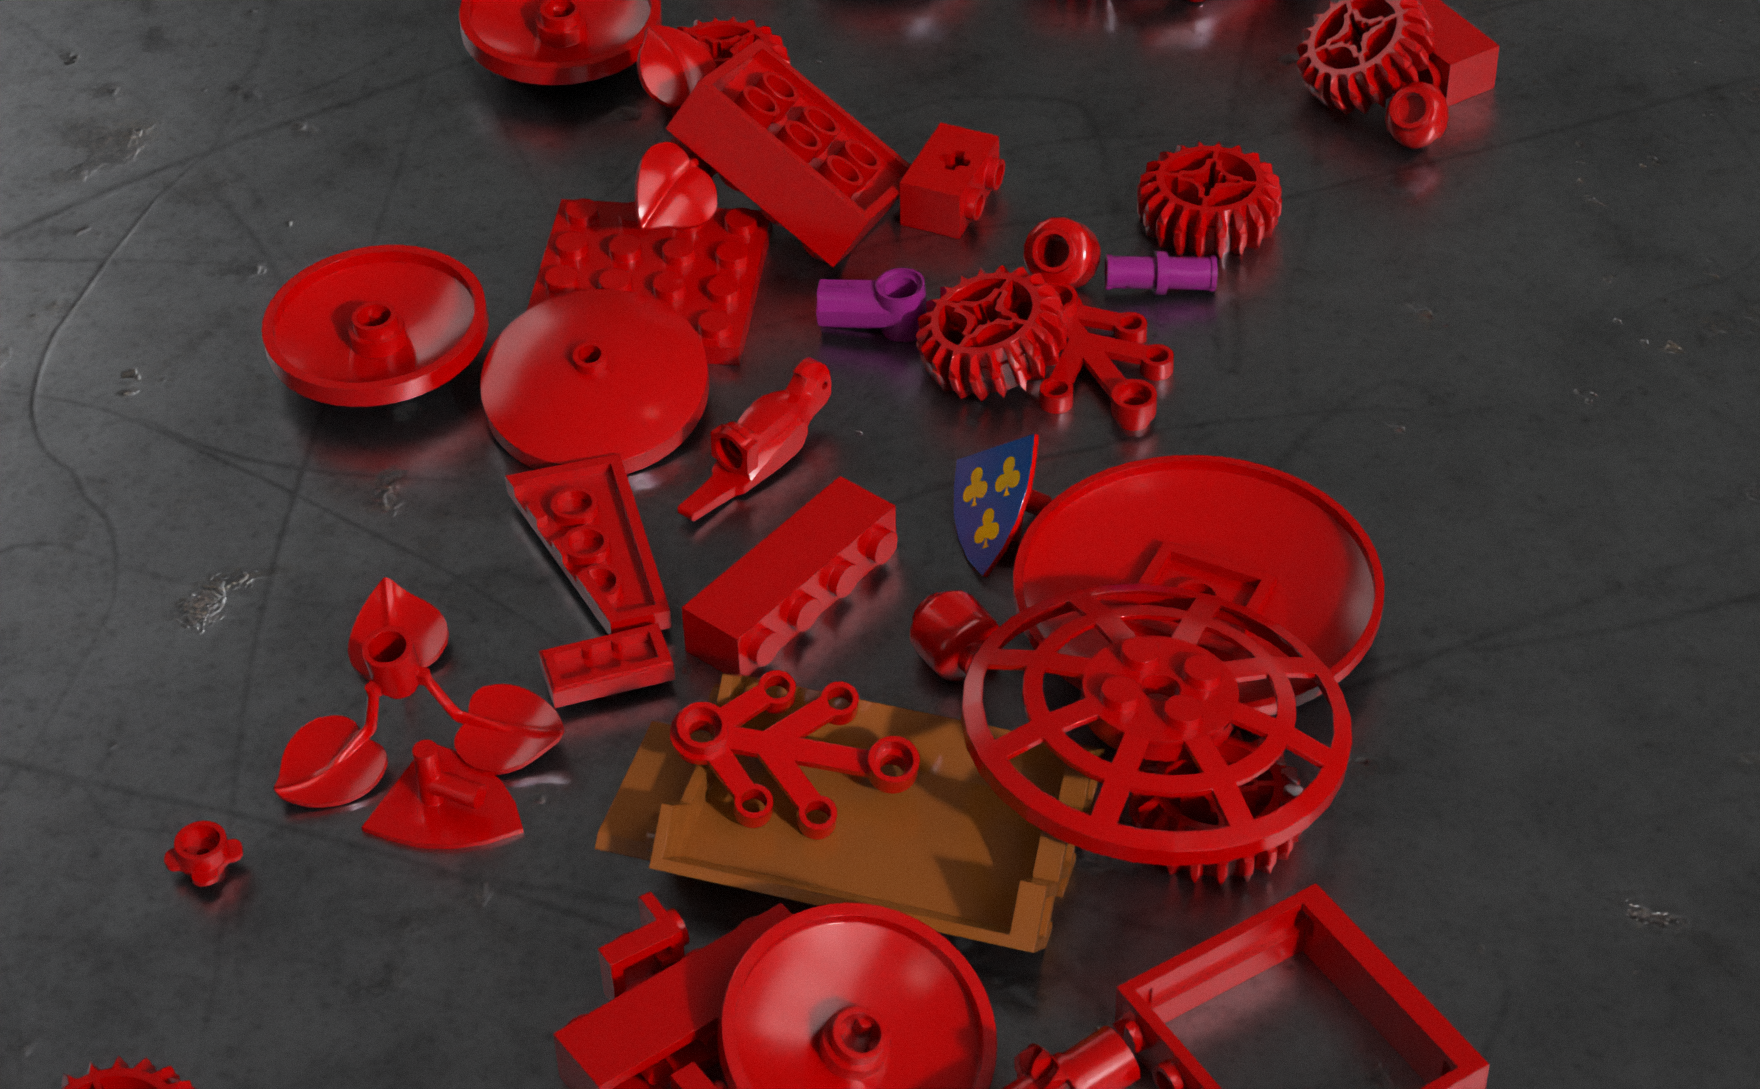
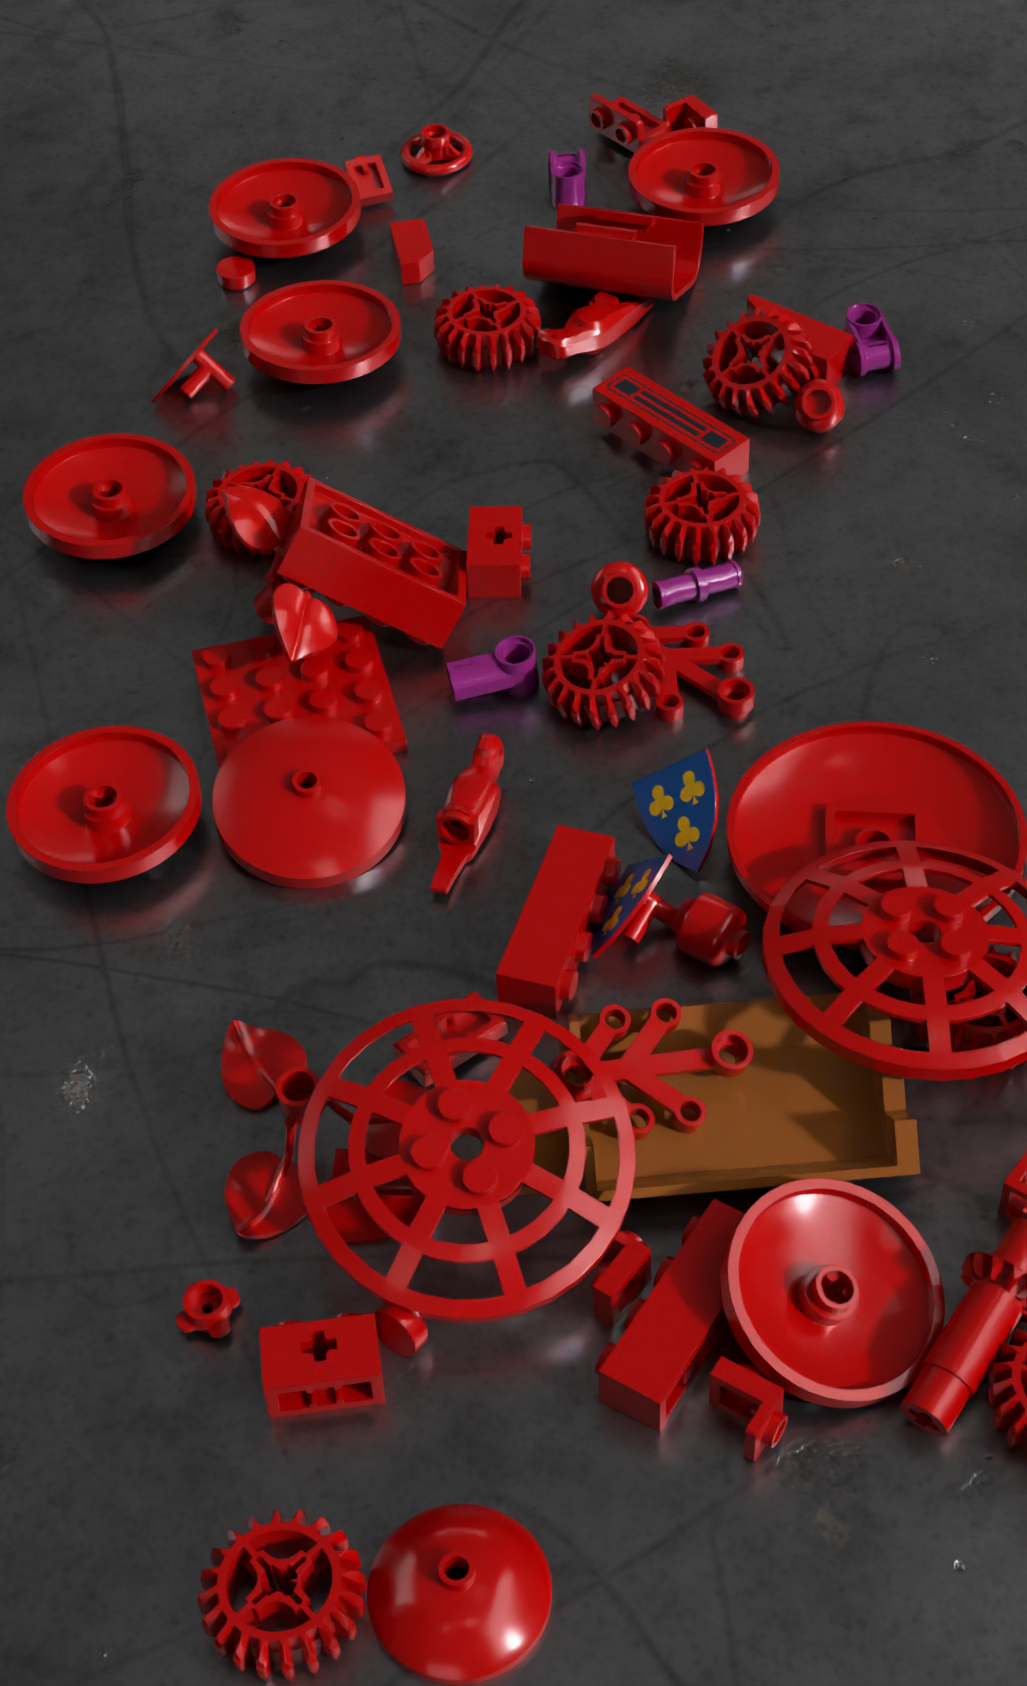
camera: 20 degrees left, 5 degrees up
(281, 942) = (301, 1383): none -> red brick
(384, 931) = (400, 1330): none -> red tile
(532, 797) = (463, 1185): none -> red dish
(596, 537) = (383, 932): red wing -> none
(899, 592) = (634, 905): none -> shield
(1226, 94) = (667, 425): none -> red brick
(1524, 57) = (873, 341): none -> magenta piece

